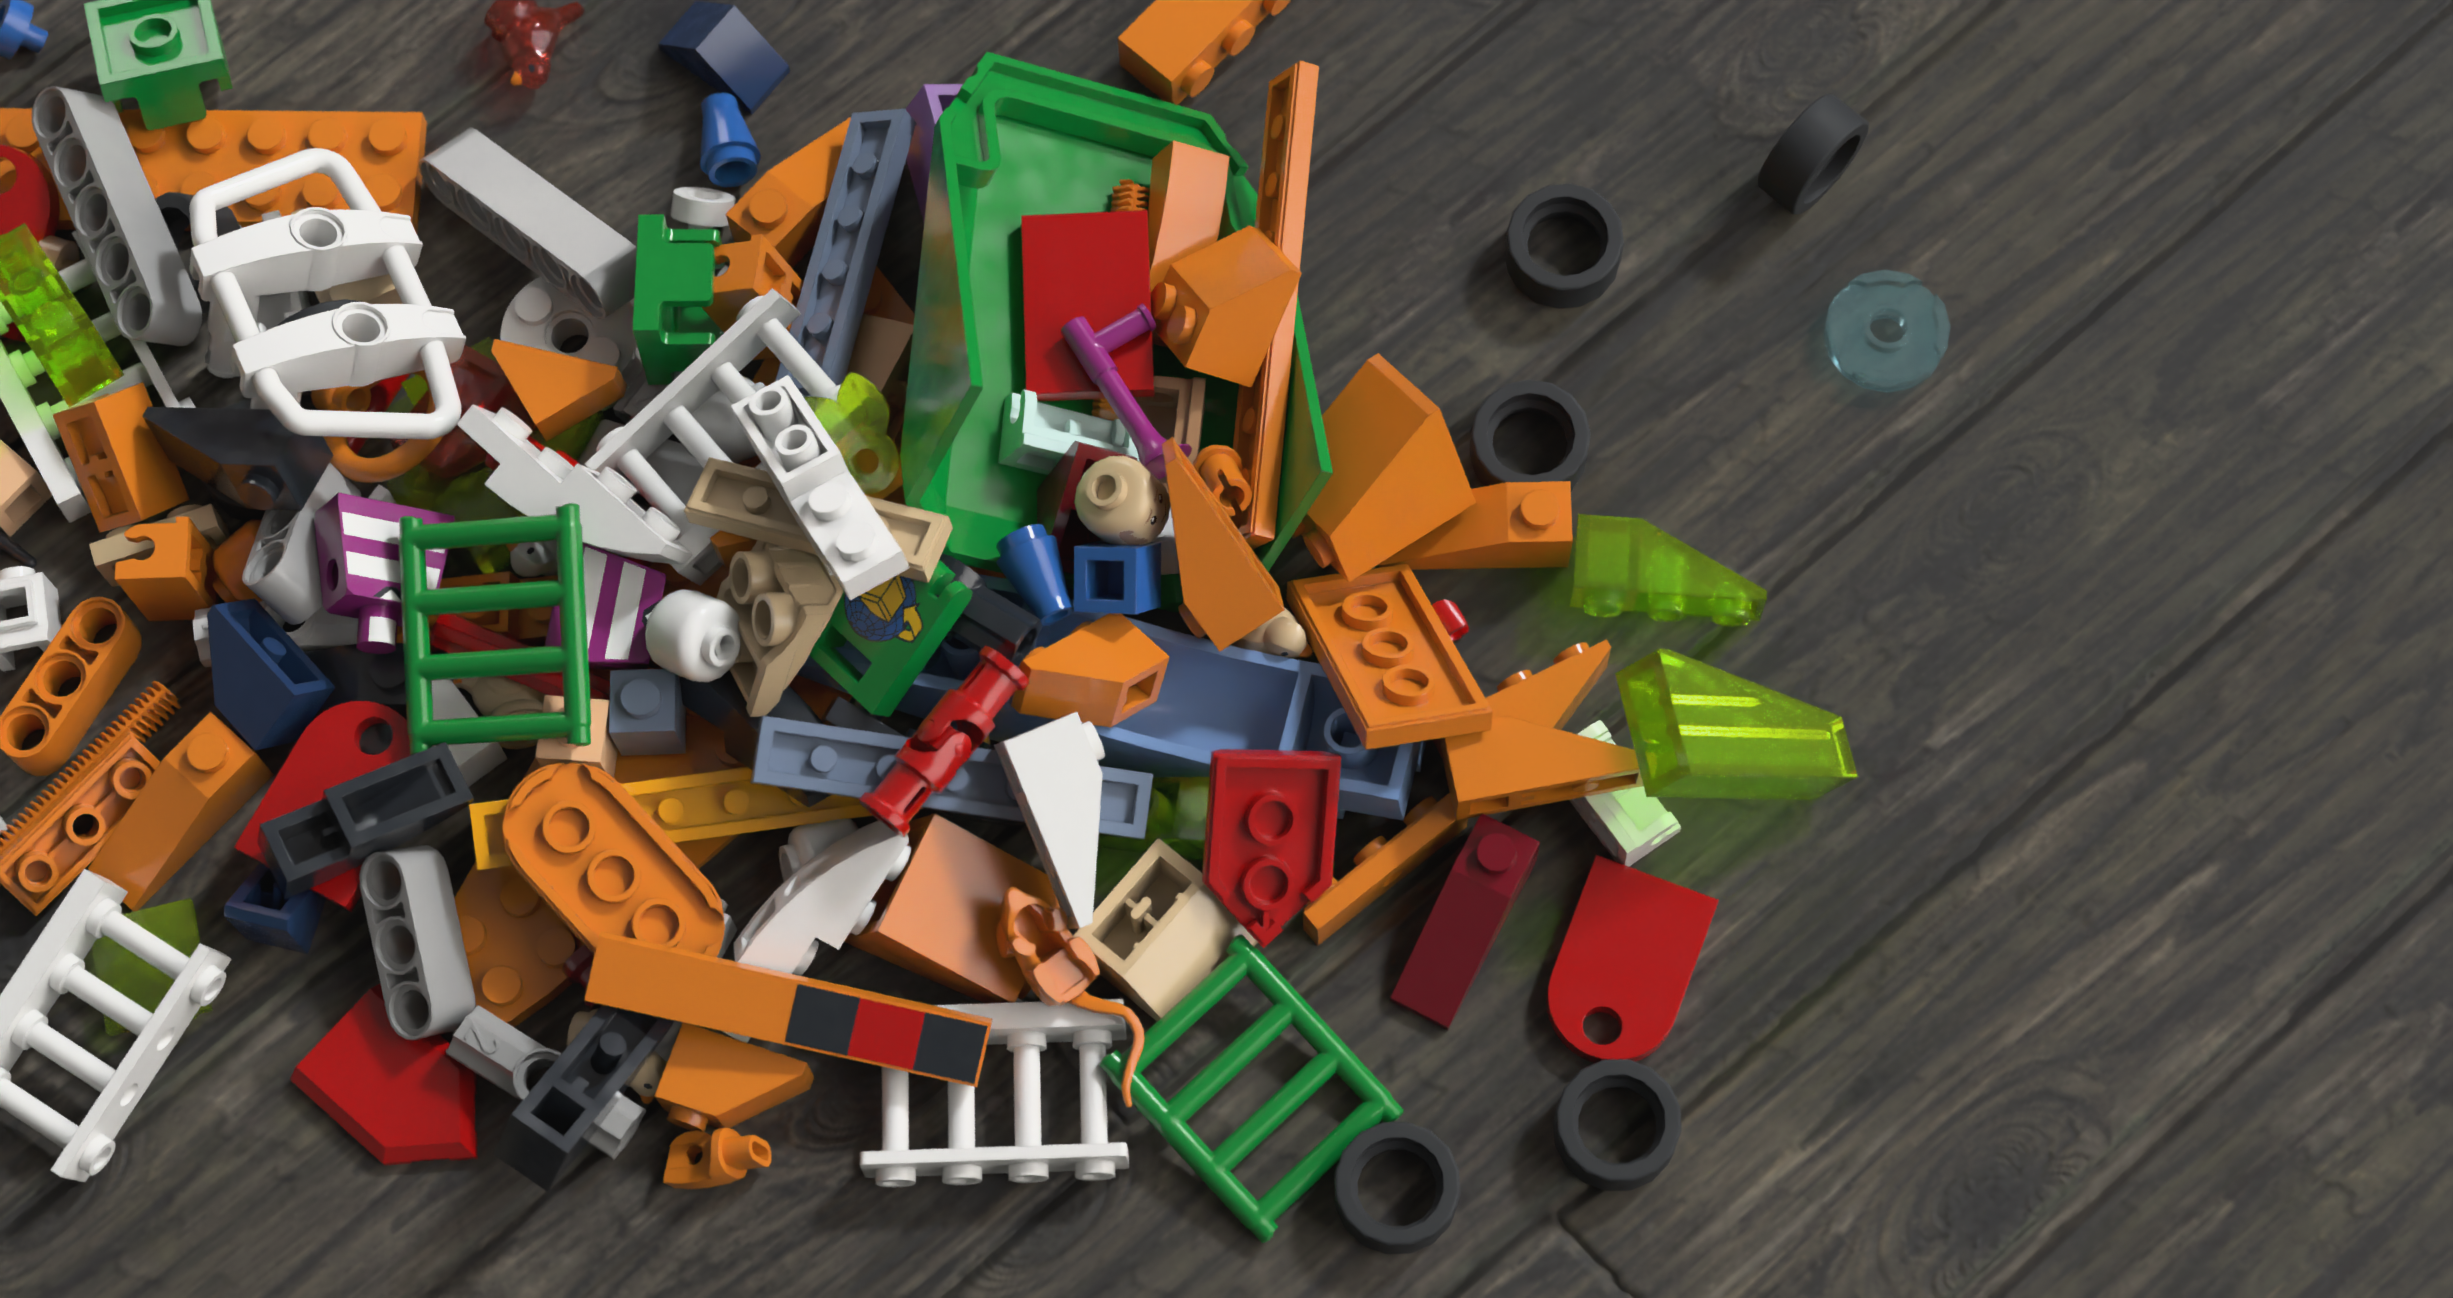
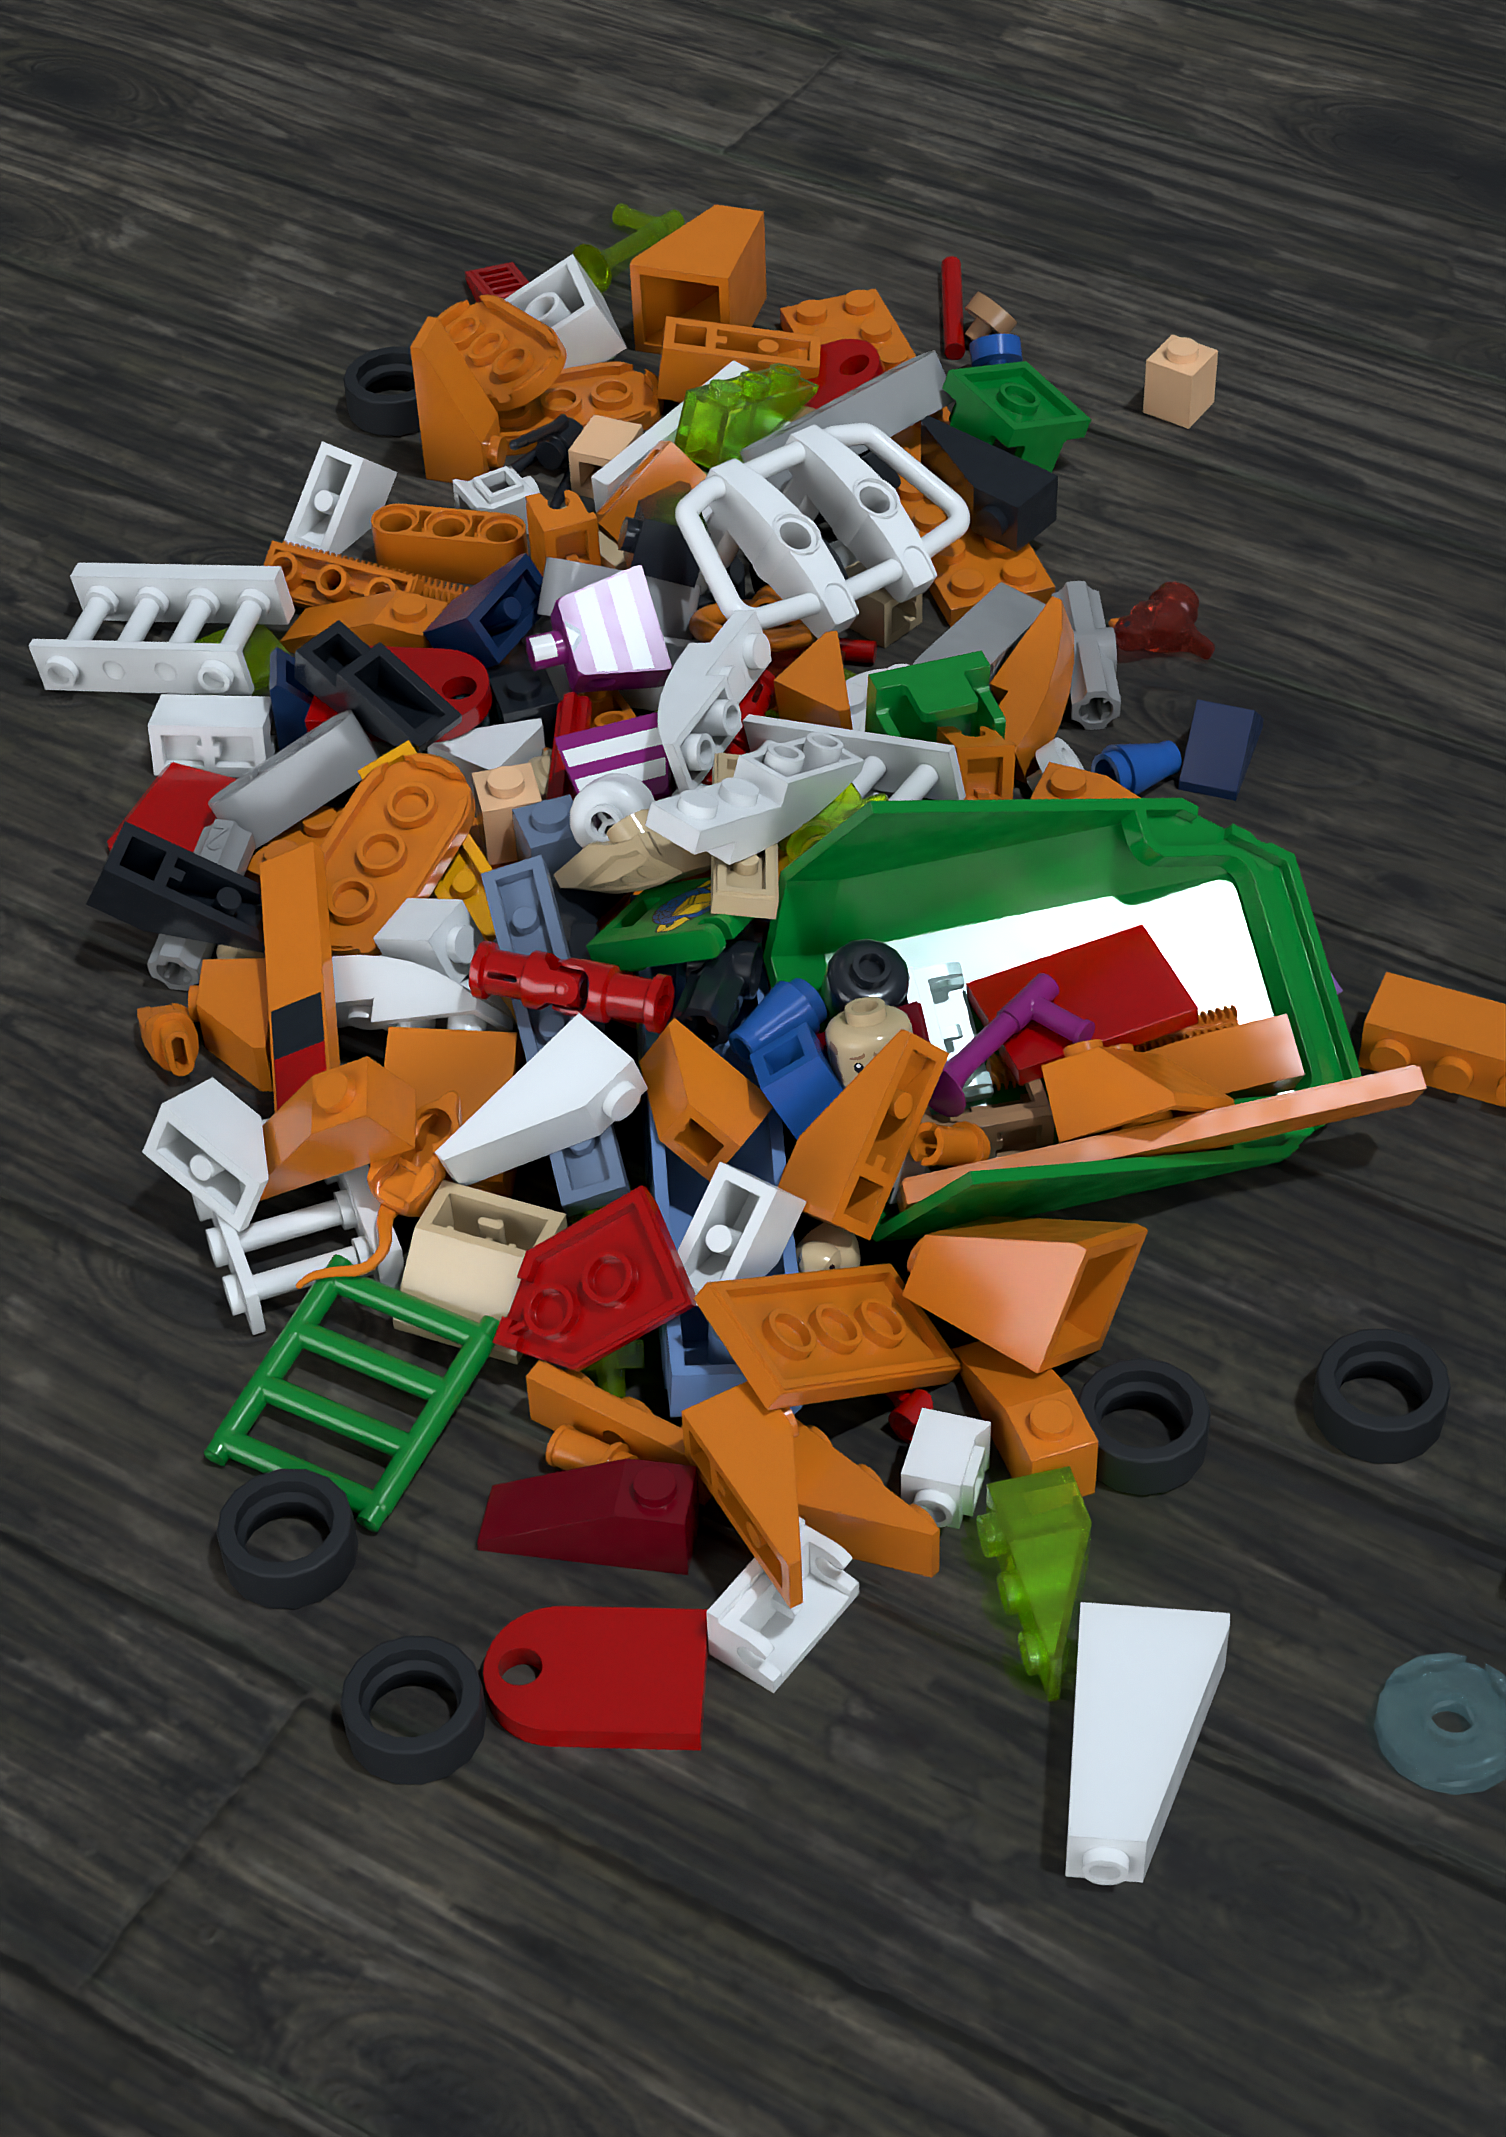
camera: 70 degrees right, 25 degrees down
(264, 118) = (1004, 494): none -> black slope
(273, 1012) = (212, 732): none -> white hinge
(542, 123) = (1094, 686): none -> light grey piece
(569, 658) = (606, 710): green bar -> none
(593, 178) = (1036, 685): none -> orange slope
(751, 861) = (432, 934): none -> white brick
(960, 1135) = (212, 1149): none -> white slope
(1001, 1025) = (338, 1125): none -> orange slope
(1020, 482) = (864, 970): none -> black head
(1270, 692) = (738, 1228): none -> white slope
(1401, 902) = (575, 1449): none -> orange pin
(1523, 617) = (946, 1465): none -> white window
(1727, 736) = (861, 1647): clear neon green slope -> none
(1835, 565) = (1136, 1720): none -> white slope

